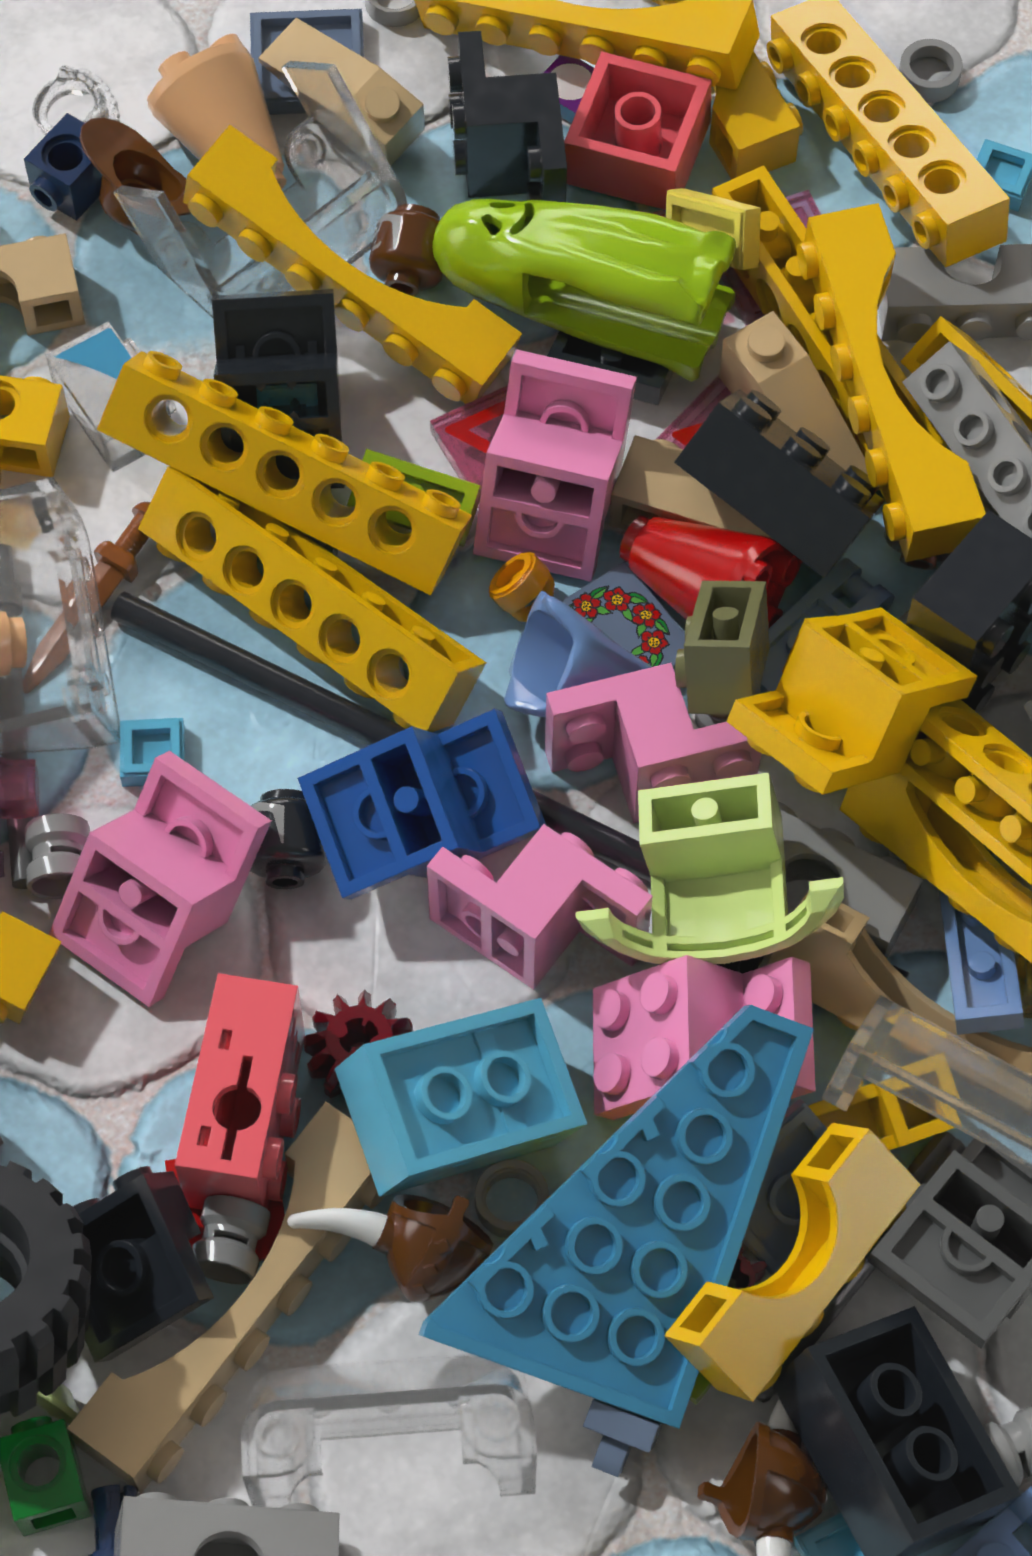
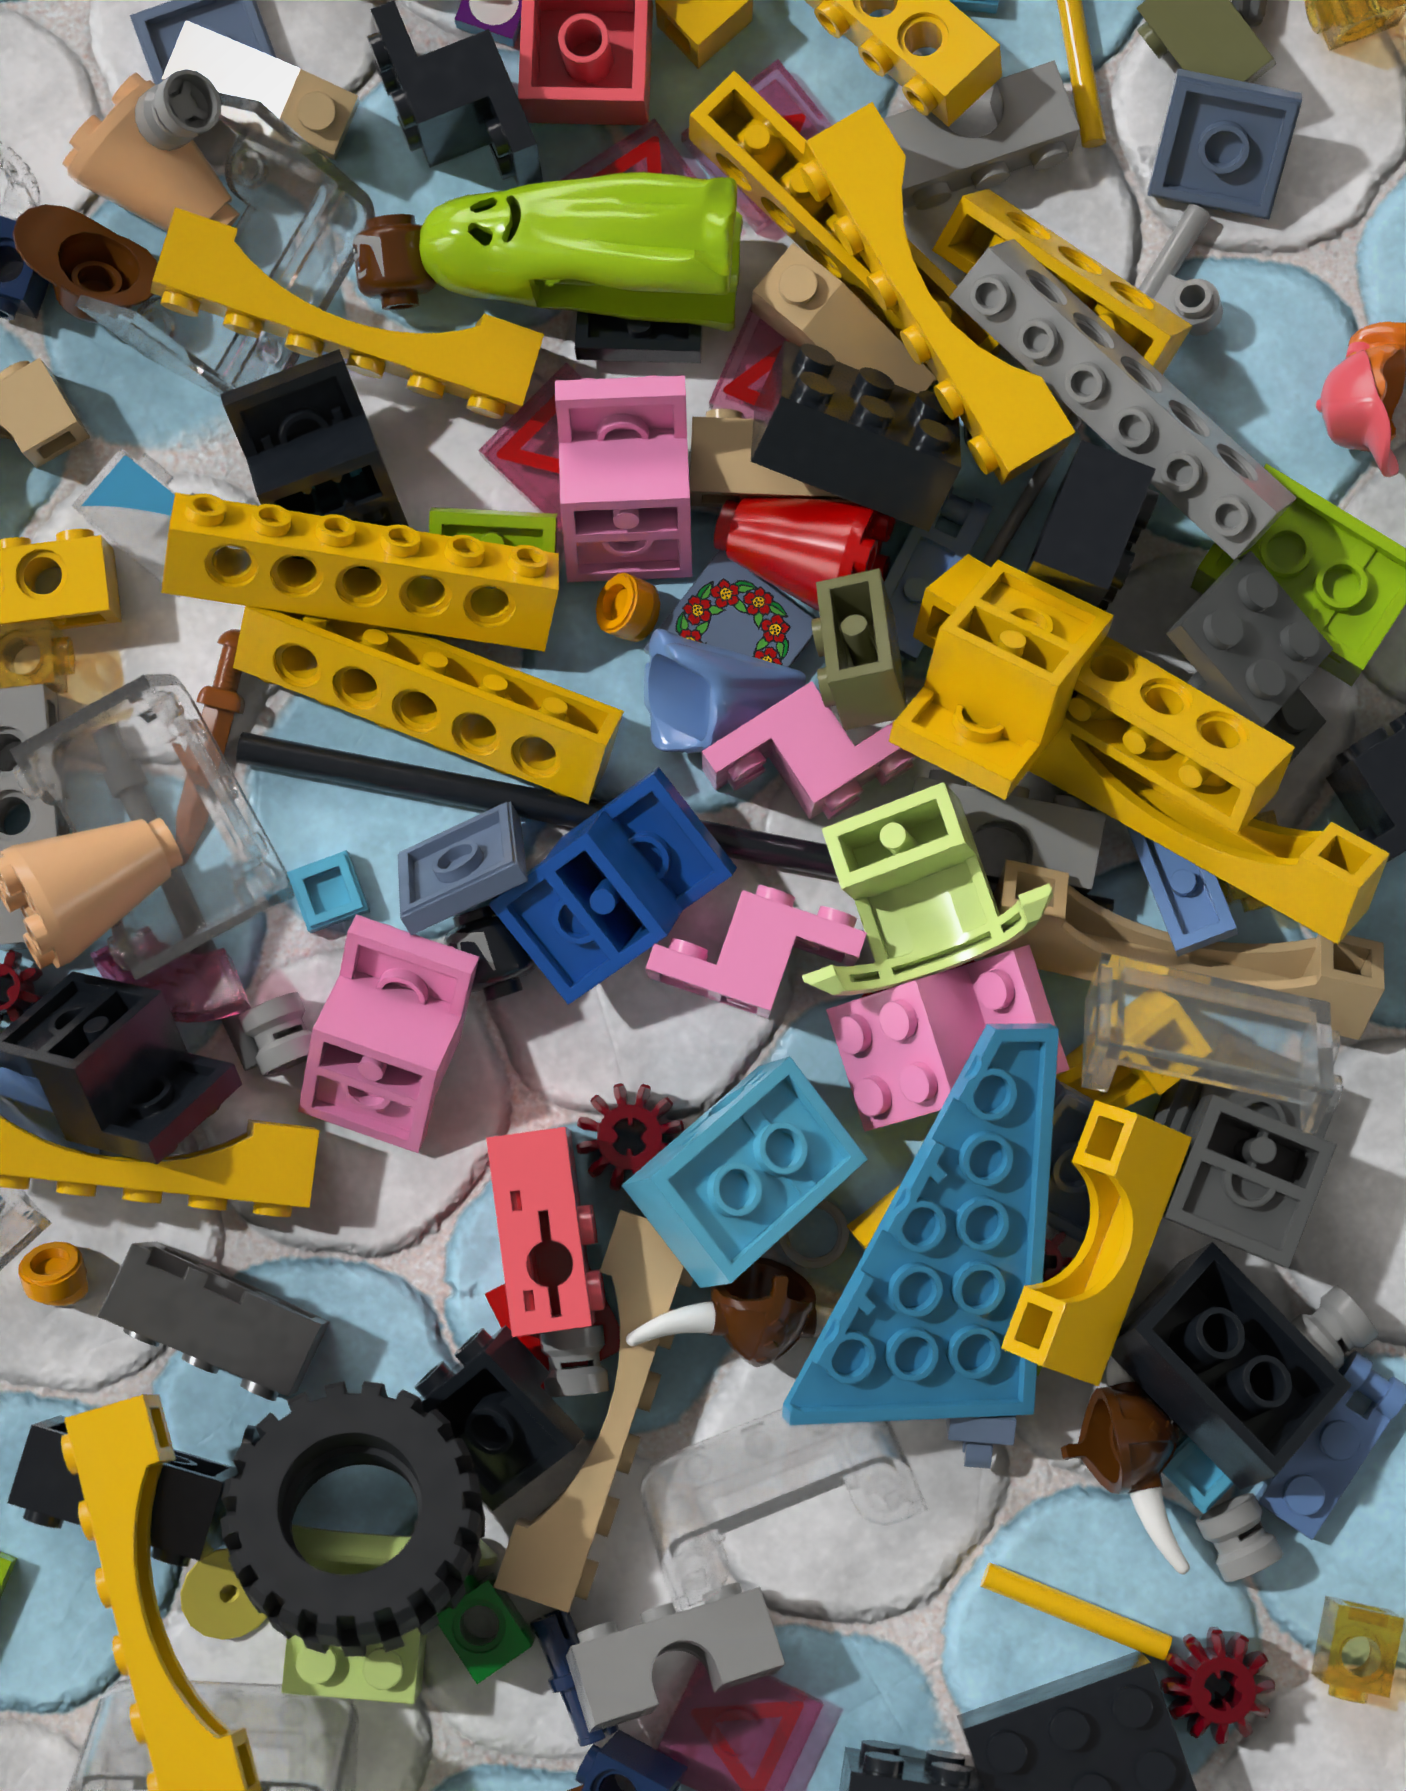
camera: 15 degrees left, 20 degrees up
(261, 63) = (178, 110): none -> light grey wheel
(283, 747) = (461, 867): none -> sand blue tile
(719, 214) = (702, 153): light yellow tile -> none

